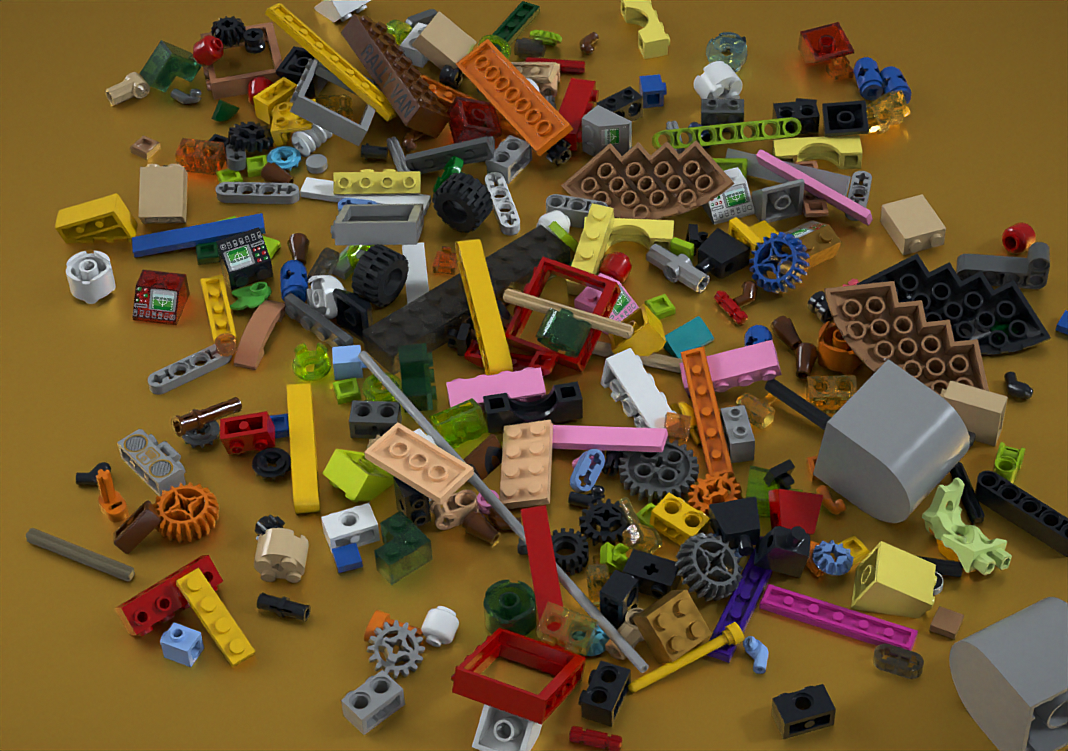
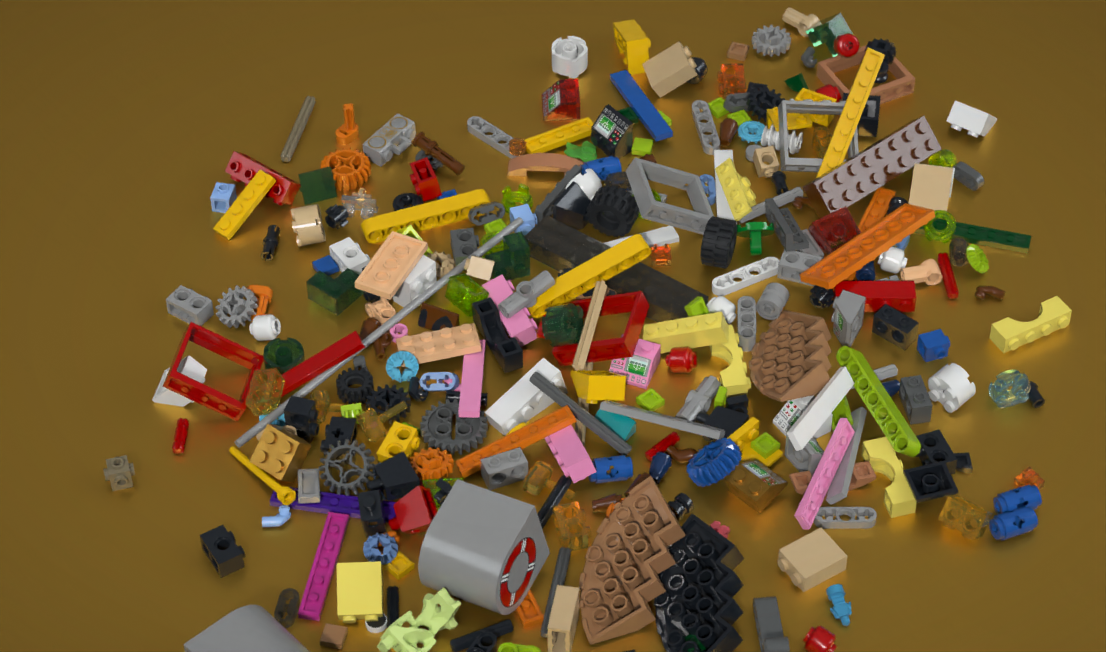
camera: 75 degrees right, 0 degrees up
(90, 478) = (374, 117): black arm -> none
(136, 527) = (322, 147): reddish brown slope -> none
(147, 116) = (771, 40): none -> light grey gear
(209, 539) = (317, 185): none -> clear green piece
(253, 505) = (361, 202): none -> clear hips
(322, 391) = (485, 209): none -> dark grey beam
(342, 152) = (765, 154): none -> tan brick
(432, 397) = (479, 267): none -> tan brick
(494, 350) = (526, 294): none -> light grey piece
(538, 71) = (918, 254): tan tile -> none
(551, 182) = (772, 301): none -> light grey wheel
(555, 499) = (395, 360): none -> medium azure gear
(604, 699) = (218, 431): black brick -> none
(674, 355) = (581, 414): none -> dark grey axle
(677, 426) = (493, 424): clear orange tile -> none
(713, 288) = (662, 419): none -> light grey tile
(722, 612) = (308, 486): none -> light grey tile
(748, 163) = (820, 408): none -> white tile
(758, 226) = (765, 445): none -> lime tile
(761, 312) = (659, 466): none -> dark blue cone
(824, 43) = (1048, 457): clear red slope -> none
(972, 219) = (841, 609): none -> dark azure piece

